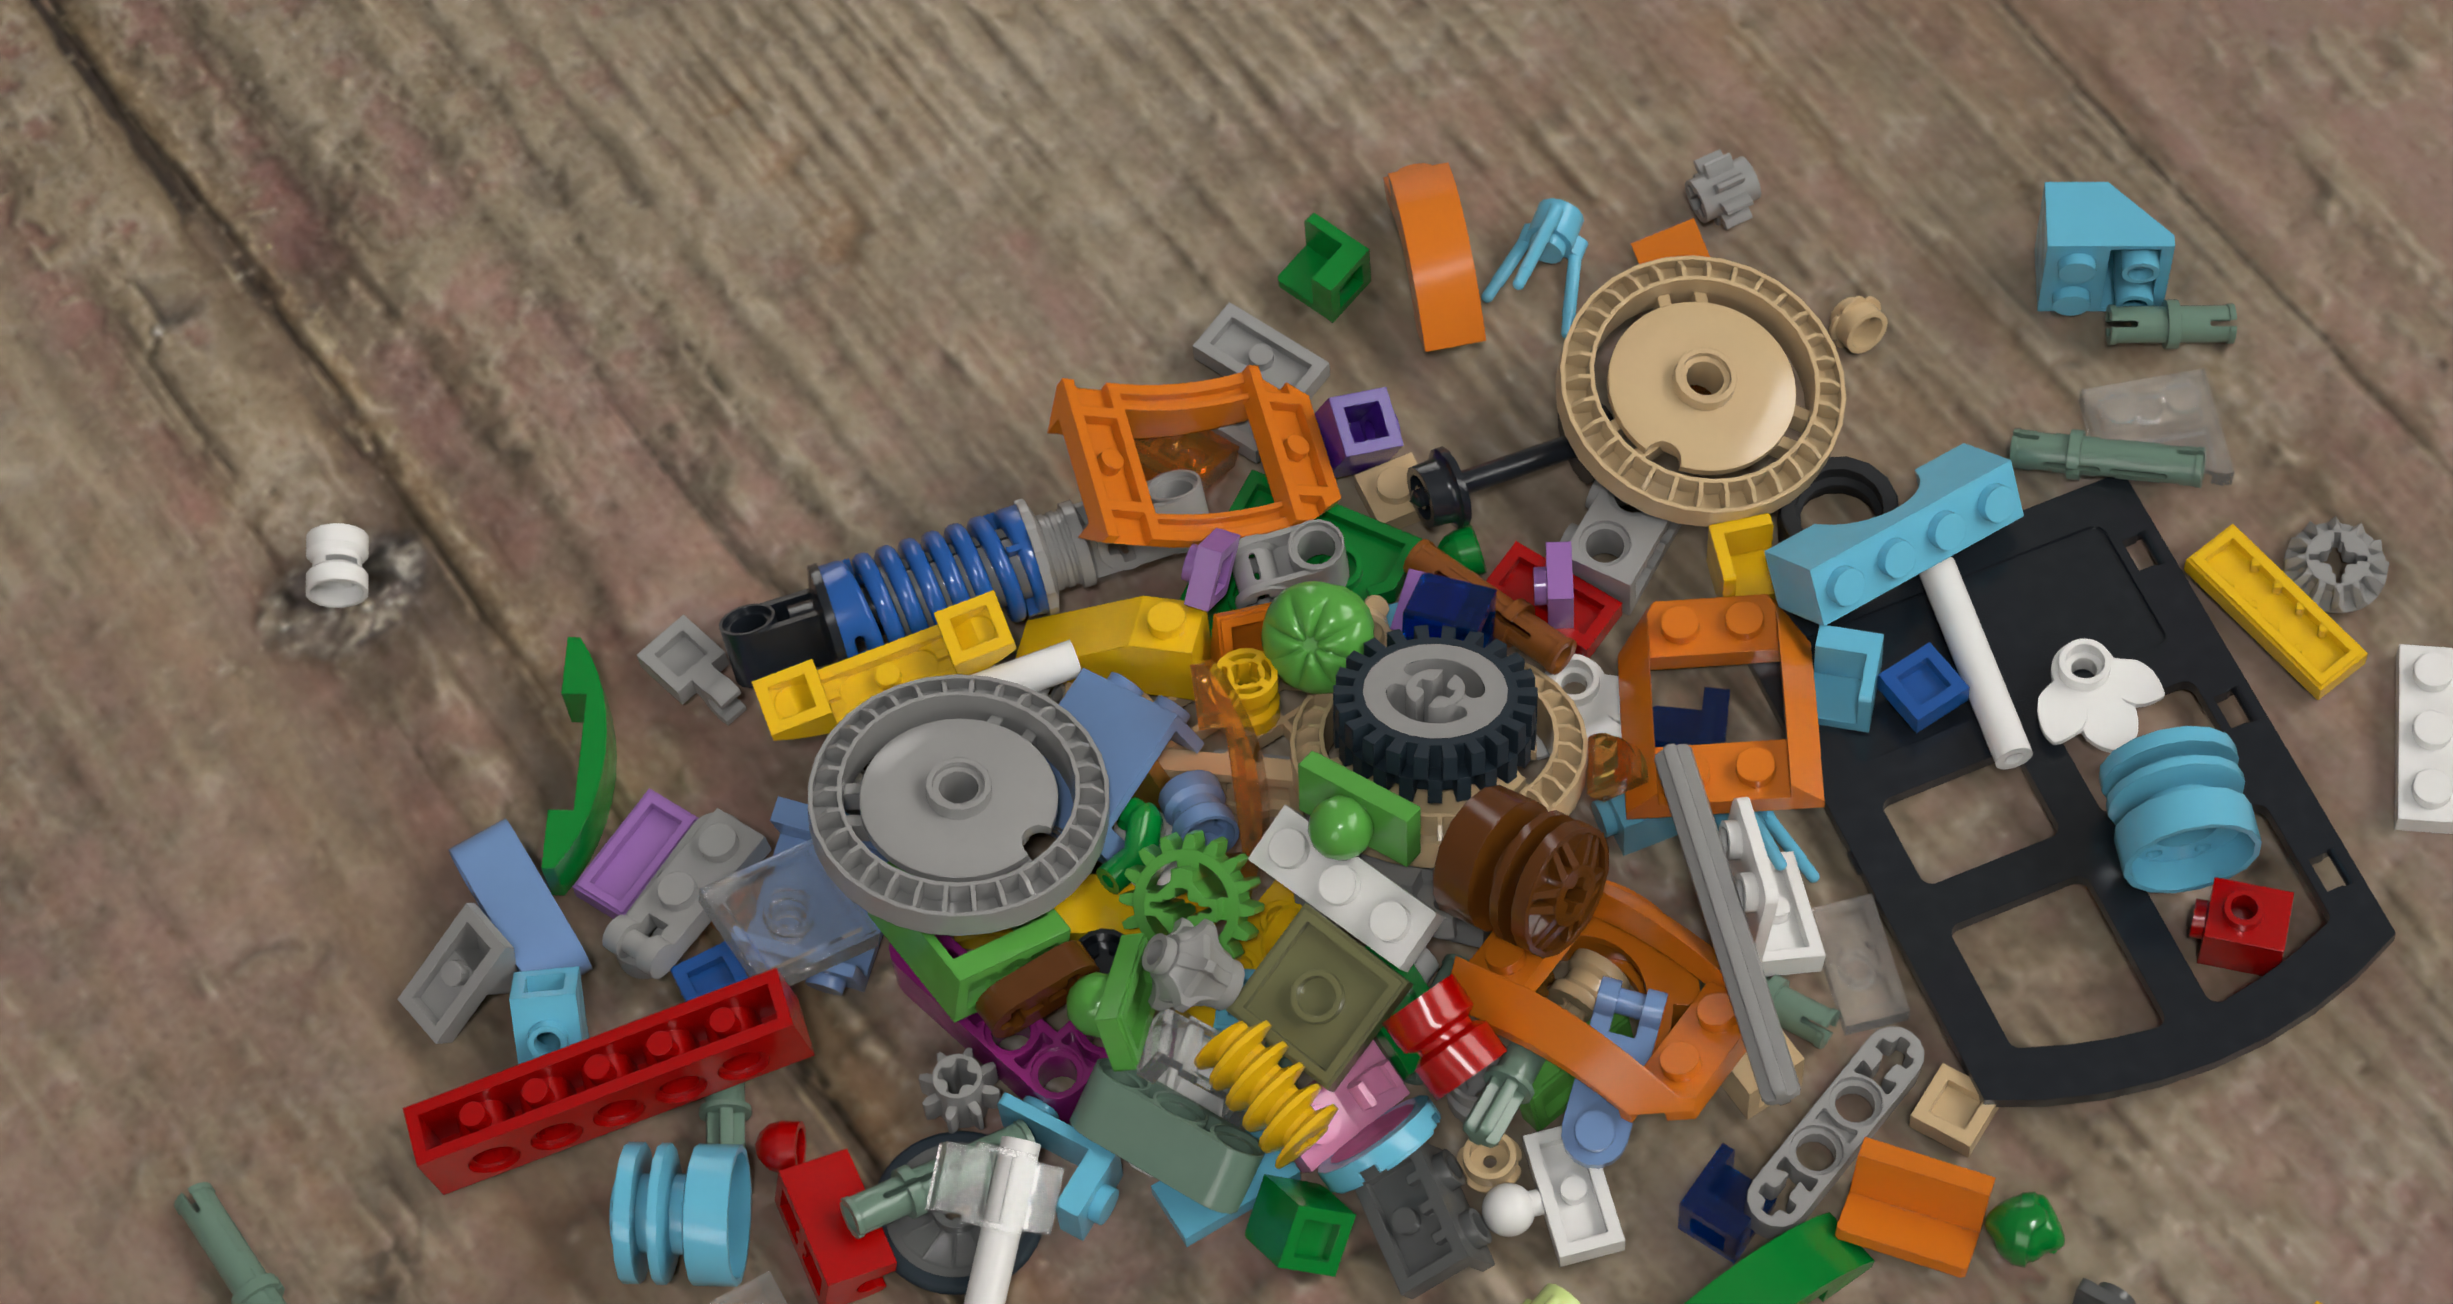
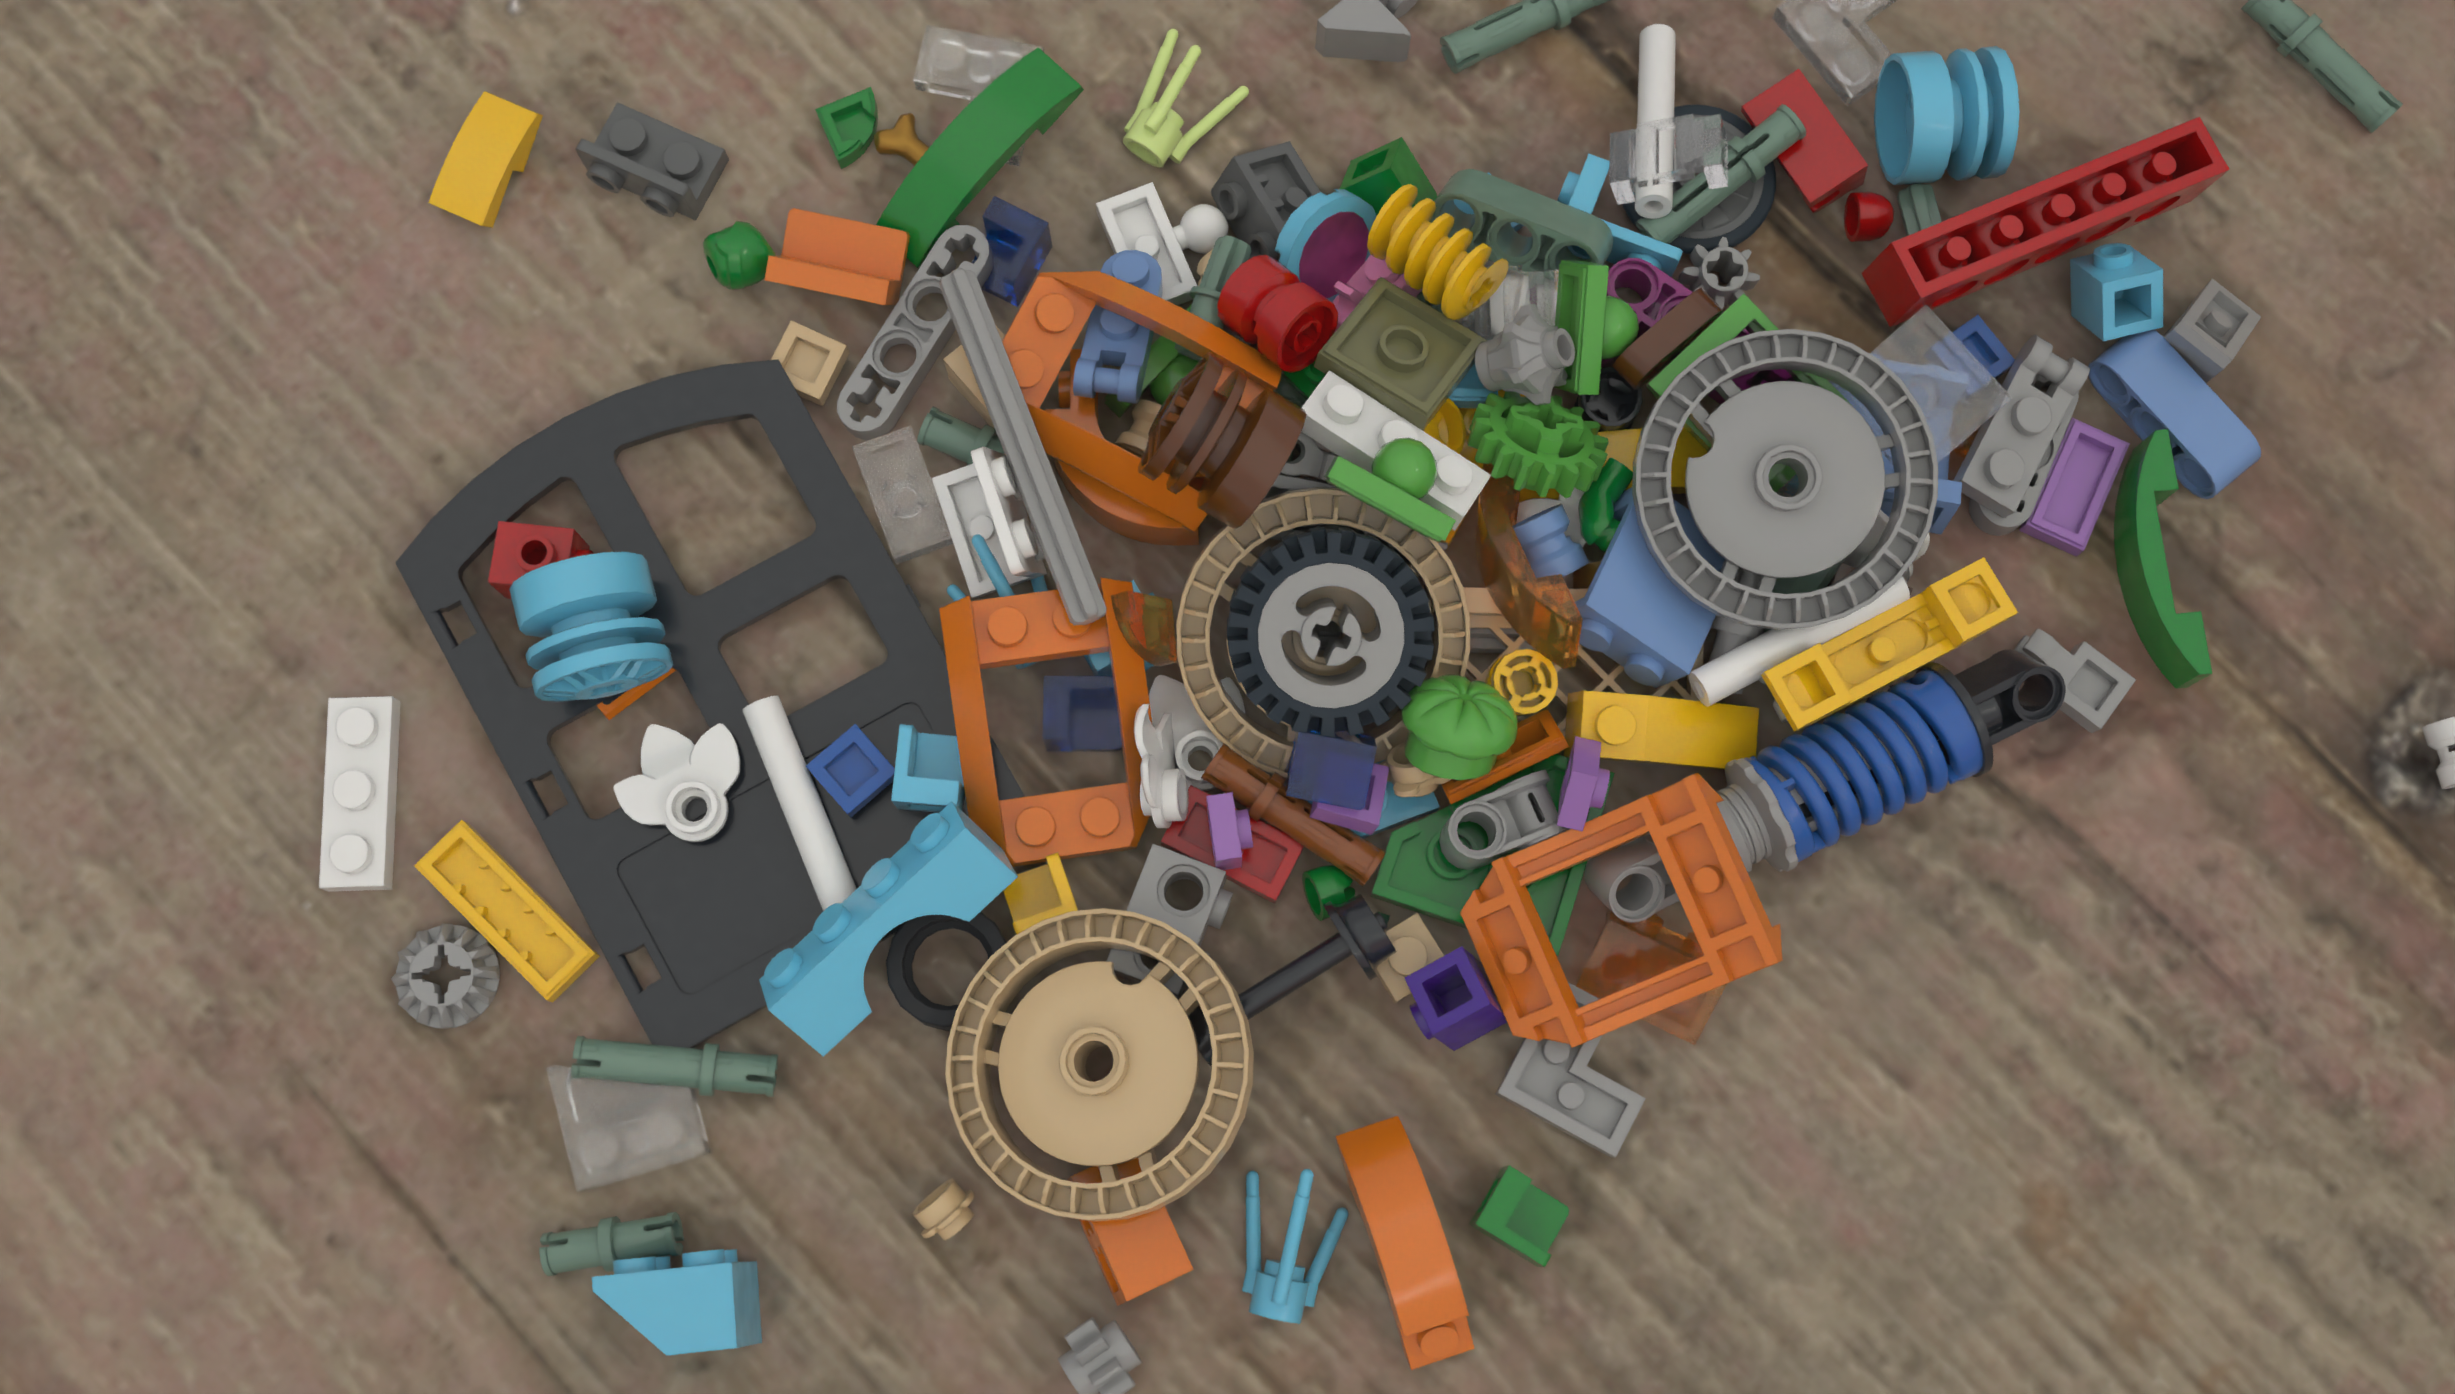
camera: 165 degrees right, 15 degrees up
(1615, 634) = (1162, 786): none -> white plate

